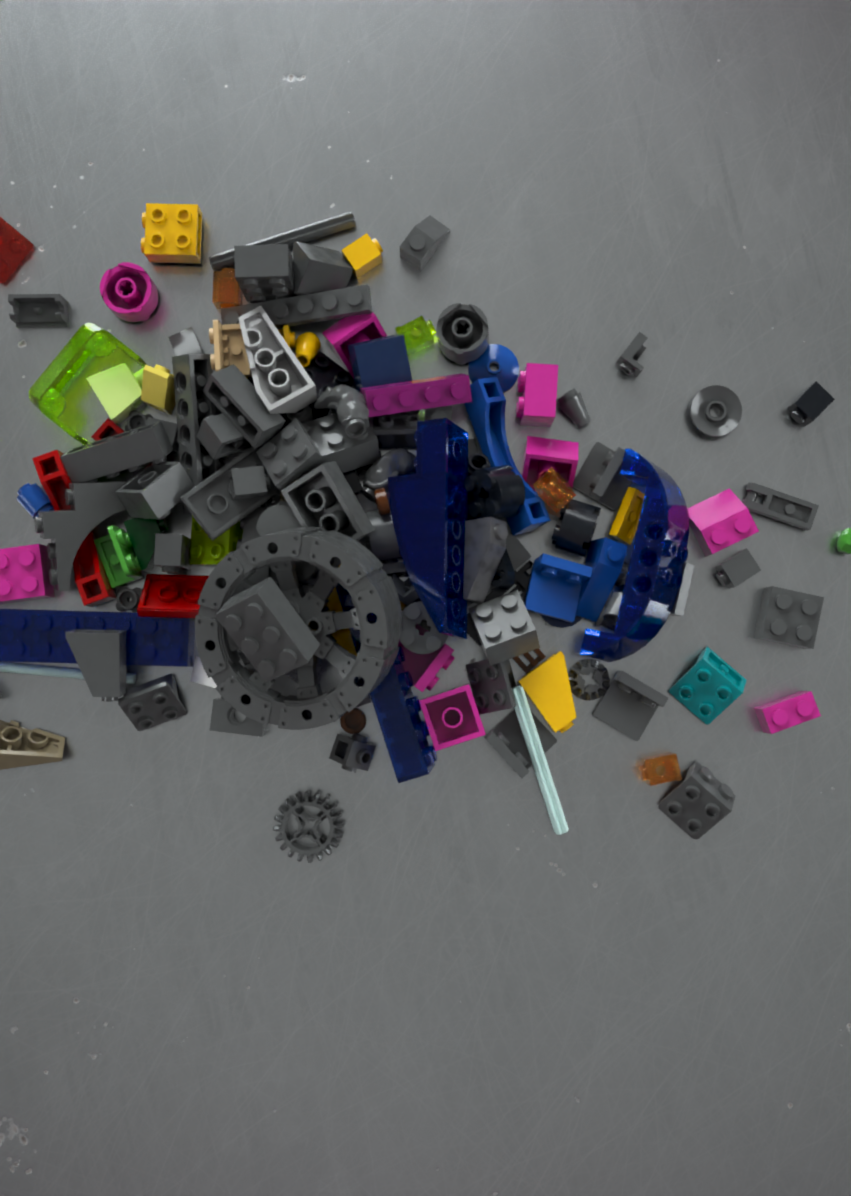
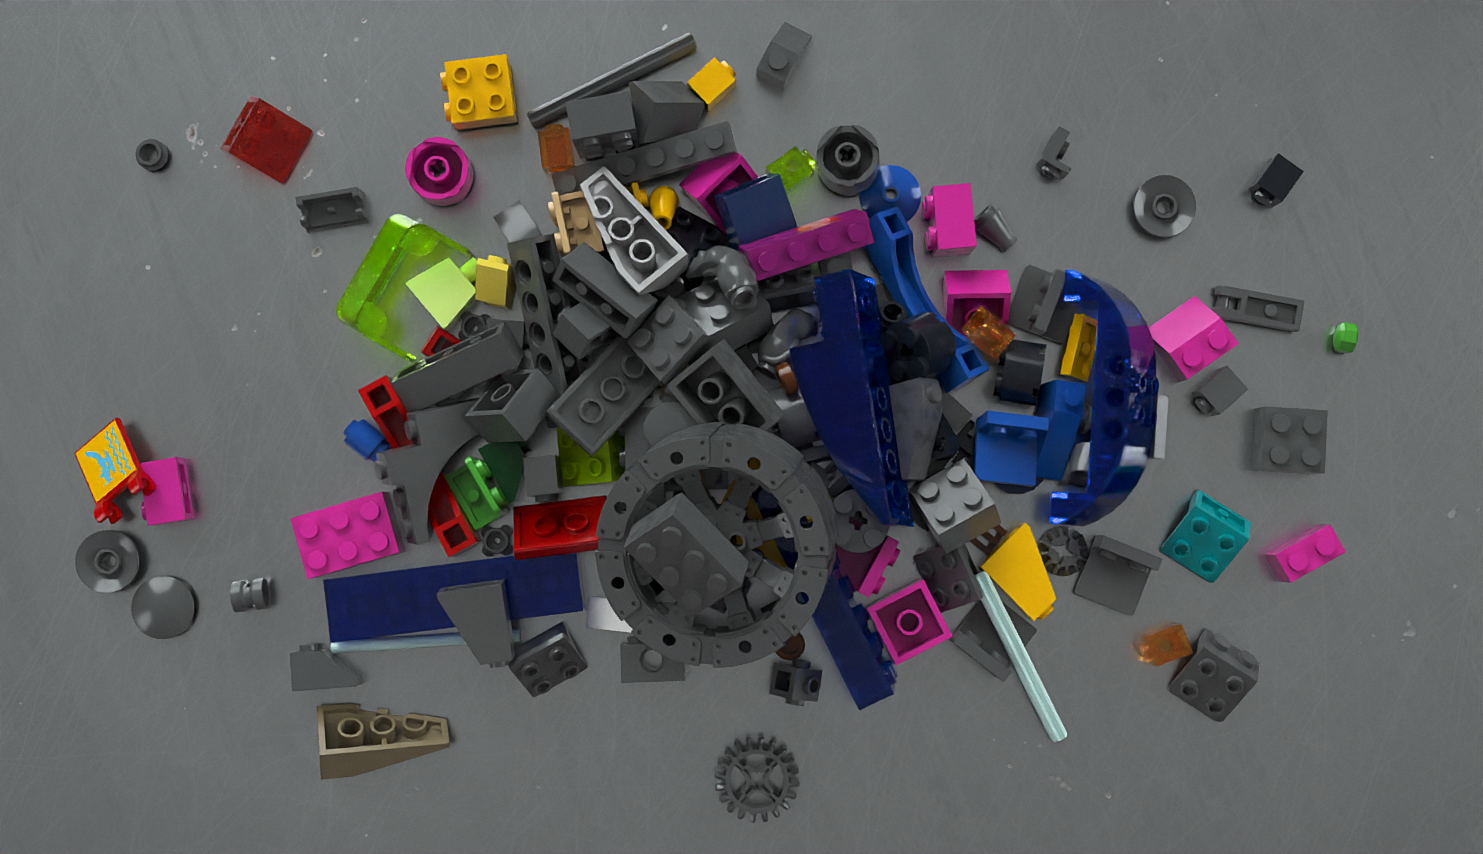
camera: 15 degrees left, 0 degrees up
(249, 482) = (625, 380): dark grey brick -> none

